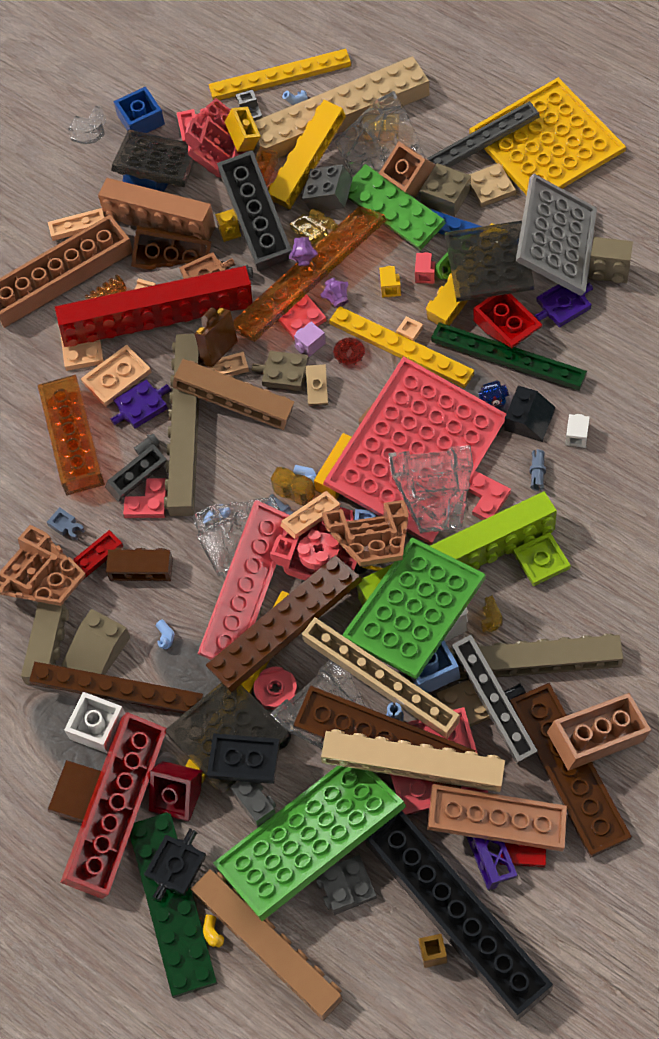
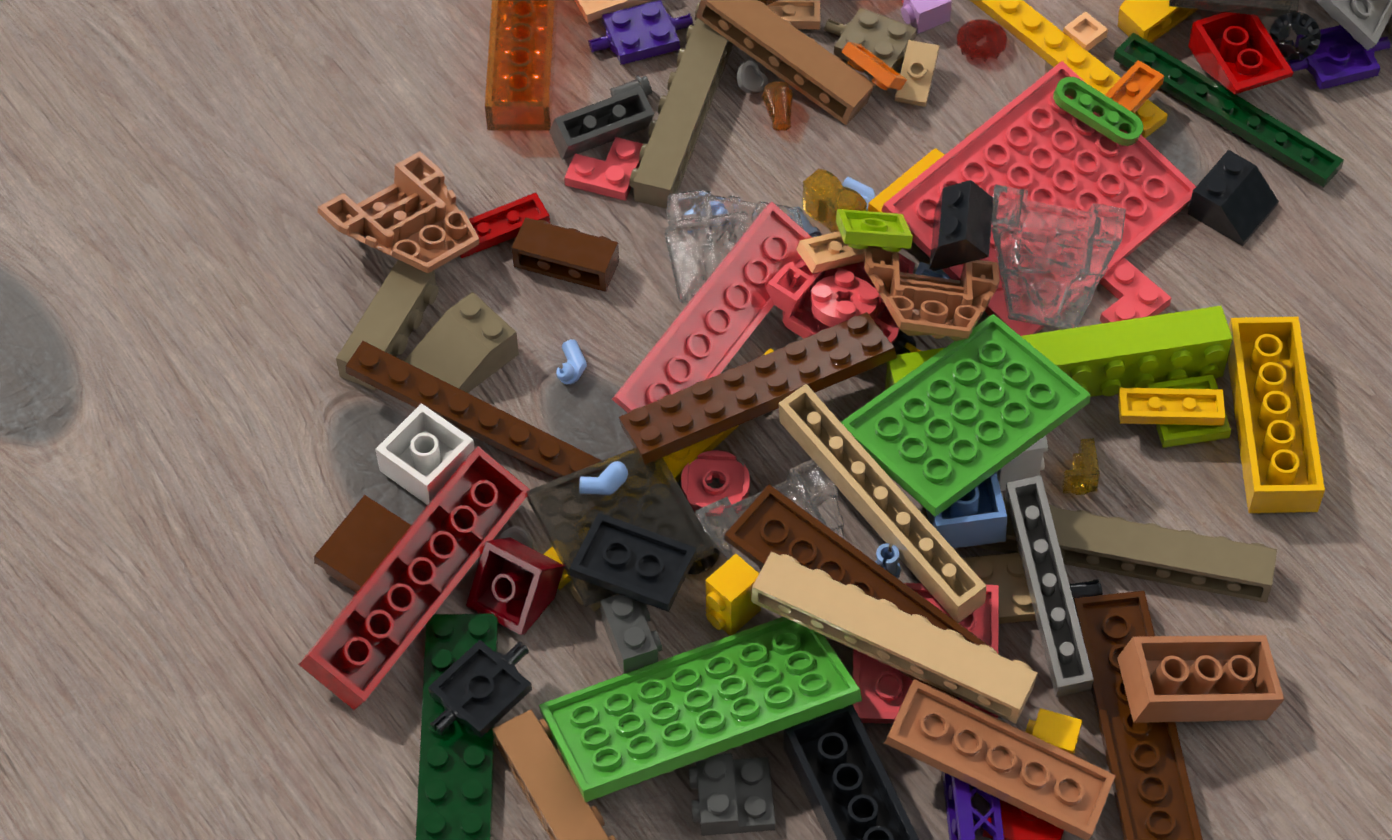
camera: 10 degrees right, 5 degrees down
(64, 522) = (472, 165): sand blue plate -> none
(210, 934) = (501, 805): yellow arm -> none
(212, 710) = (607, 482): none -> light blue arm
(217, 416) = (750, 78): none -> light grey piece
(239, 429) = (778, 102): none -> clear orange cone
(284, 387) = (864, 60): none -> orange plate
(307, 760) = (730, 595): none -> yellow brick
(324, 501) = (870, 228): none -> lime plate
(375, 485) = (961, 226): none -> black slope
(426, 378) = (1089, 100): none -> bright green plate
(450, 361) = (1136, 86): none -> orange plate
(494, 393) = (1188, 154): clear blue head -> none
(523, 788) = (1056, 729): none -> yellow brick
(532, 561) = (1171, 406): none -> yellow plate
(537, 470) = (1222, 280): sand blue pin -> none
(539, 293) = (1301, 24): none -> black gear
(577, 430) = (1302, 241): white brick -> none
(593, 549) = (1274, 416): none -> yellow brick

